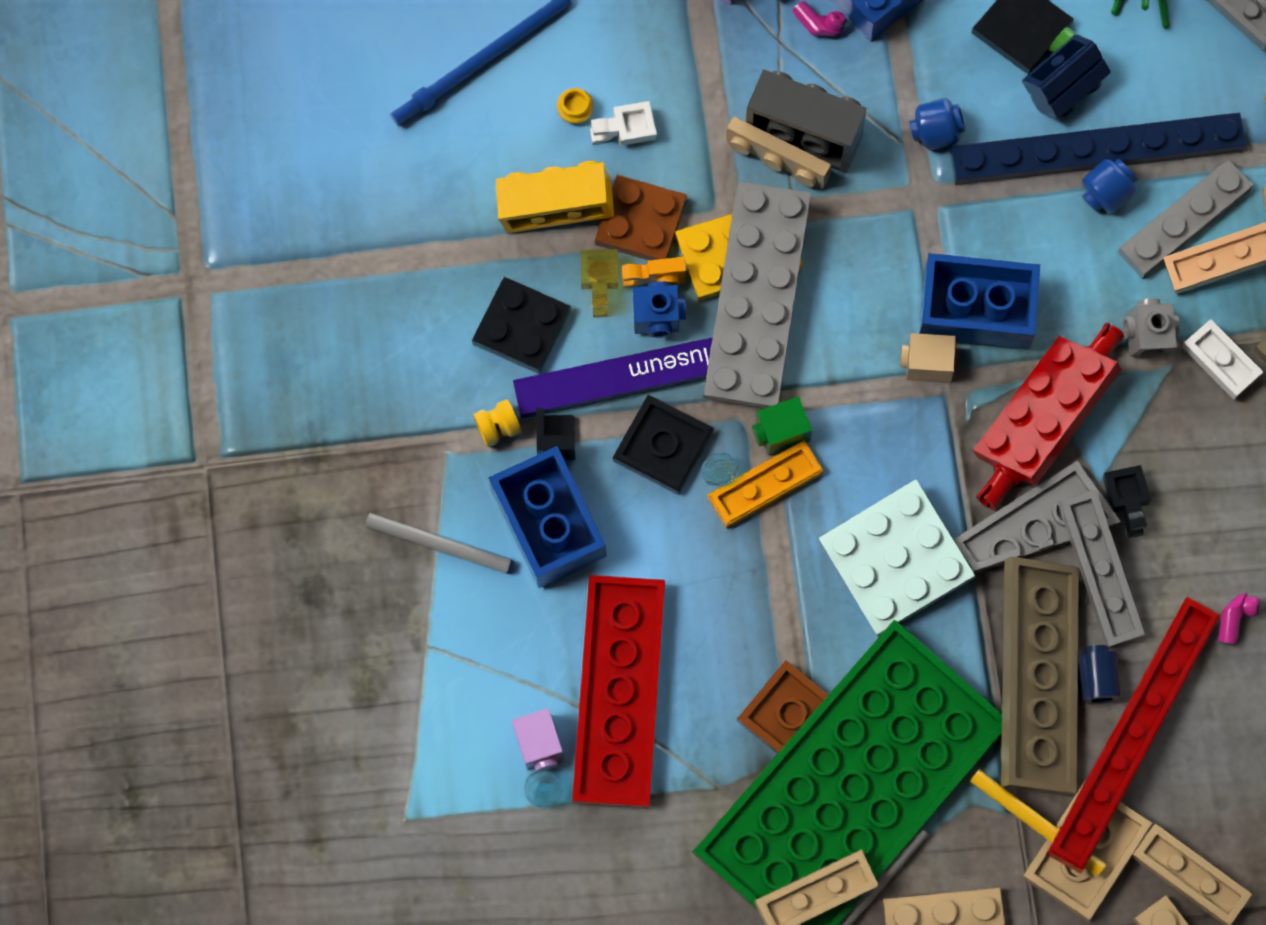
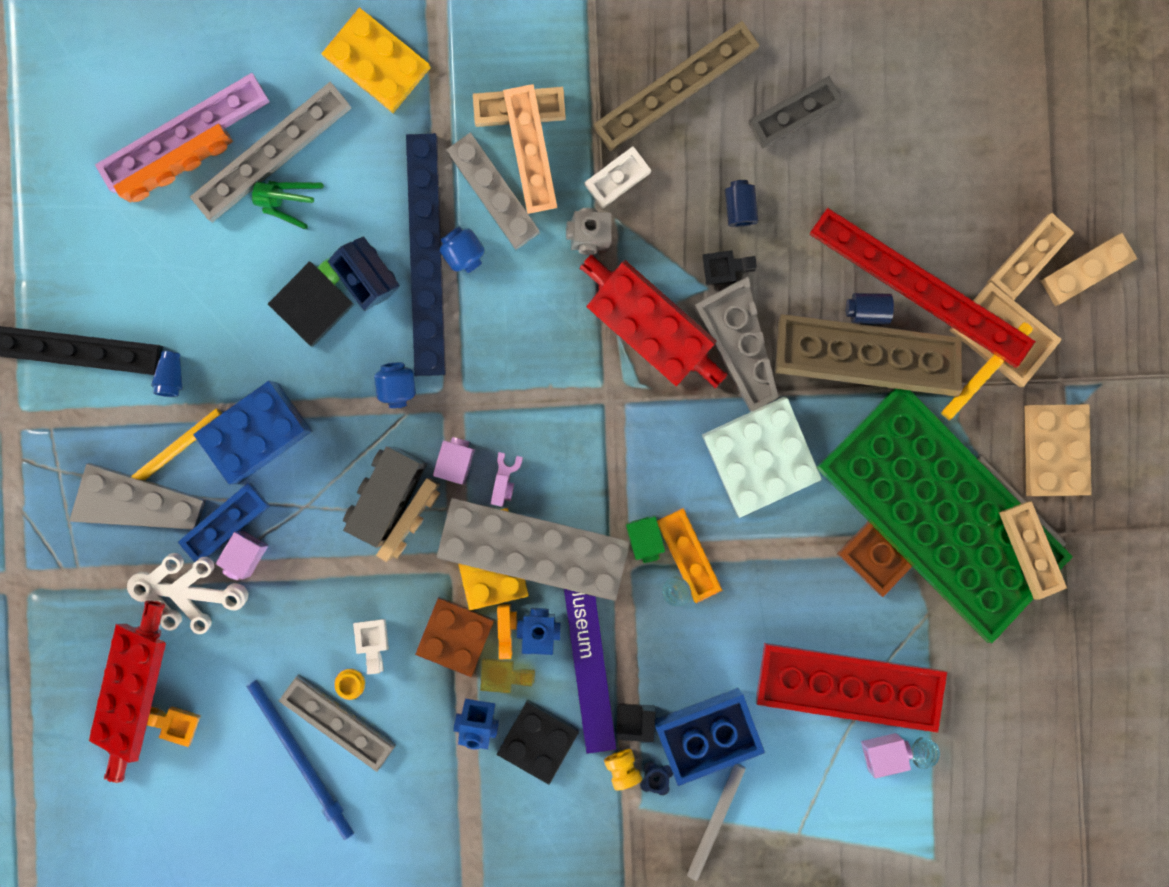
camera: 90 degrees left, 15 degrees up
(480, 458) = (660, 786): none -> dark blue plate
(526, 97) = (337, 722): none -> light grey tile
(541, 247) = (476, 724): none -> blue brick
(554, 197) = (432, 710): yellow brick -> none
(663, 444) = (649, 634): black tile -> none
(819, 24) = (295, 473): dark pink arm -> none
(828, 255) = (503, 488): none -> lavender plate
(853, 198) = (454, 460): none -> lavender brick
(928, 357) = (597, 414): tan brick -> none
(980, 300) = (554, 367): blue brick -> none
(1101, 568) = (786, 296): light grey plate -> none
(1209, 508) = (741, 204): none -> dark blue brick
(1234, 613) = (829, 198): dark pink arm -> none

